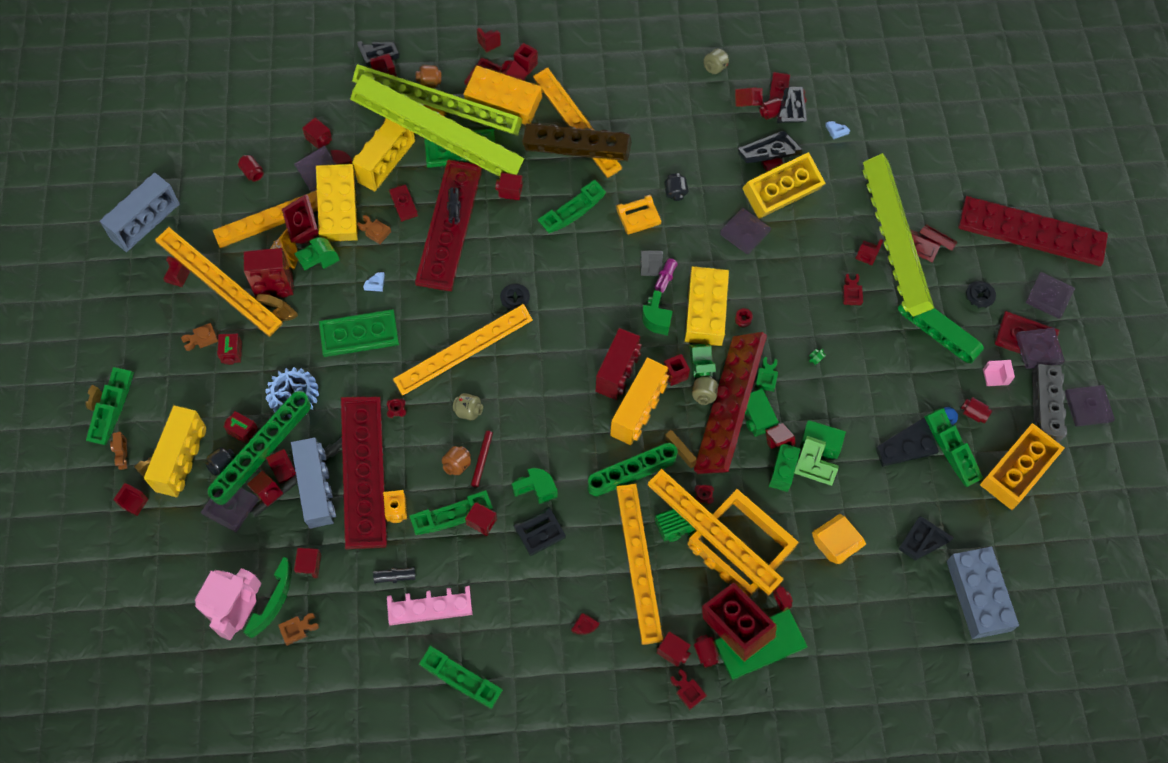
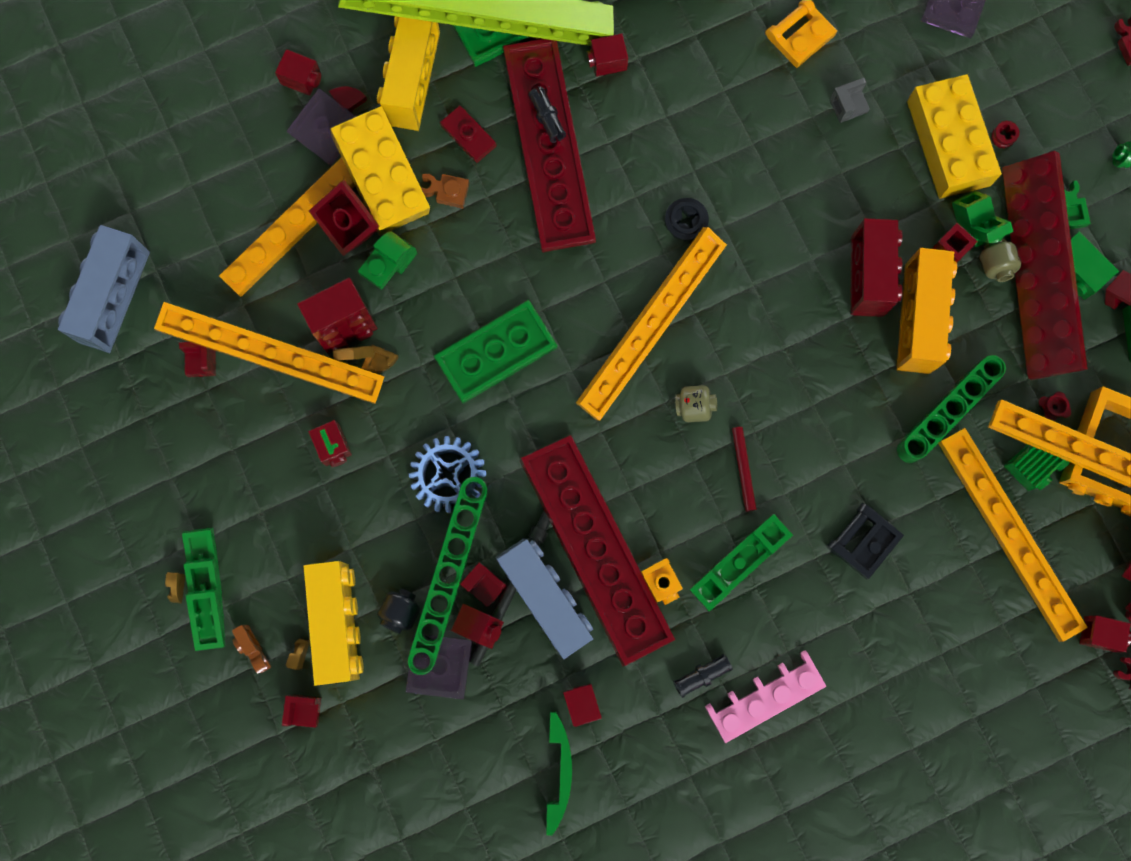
camera: 20 degrees left, 15 degrees up
(202, 336) = (282, 437): dark orange plate -> none
(228, 600) = (508, 808): bright pink piece -> none
(240, 427) = (400, 551): dark red brick -> none
(250, 168) = (227, 160): dark red brick -> none
(288, 248) = (334, 268): light orange hat -> none
(295, 629) = (606, 800): dark orange plate -> none
(375, 283) = (484, 269): light blue tile -> none
(391, 404) = (601, 434): dark red plate -> none
(456, 460) = (714, 486): dark orange head -> none
(460, 678) = (853, 779): green slope -> none
(481, 519) = (784, 555): dark red panel -> none
(539, 481) = (839, 474): green brick -> none
(574, 209) = (710, 55): green slope -> none
(585, 625) = (975, 644): dark red tile -> none
(655, 318) = (890, 180): green brick -> none
(665, 275) = (877, 110): magenta axle -> none
(683, 451) = (1012, 361): pearl gold tile -> none

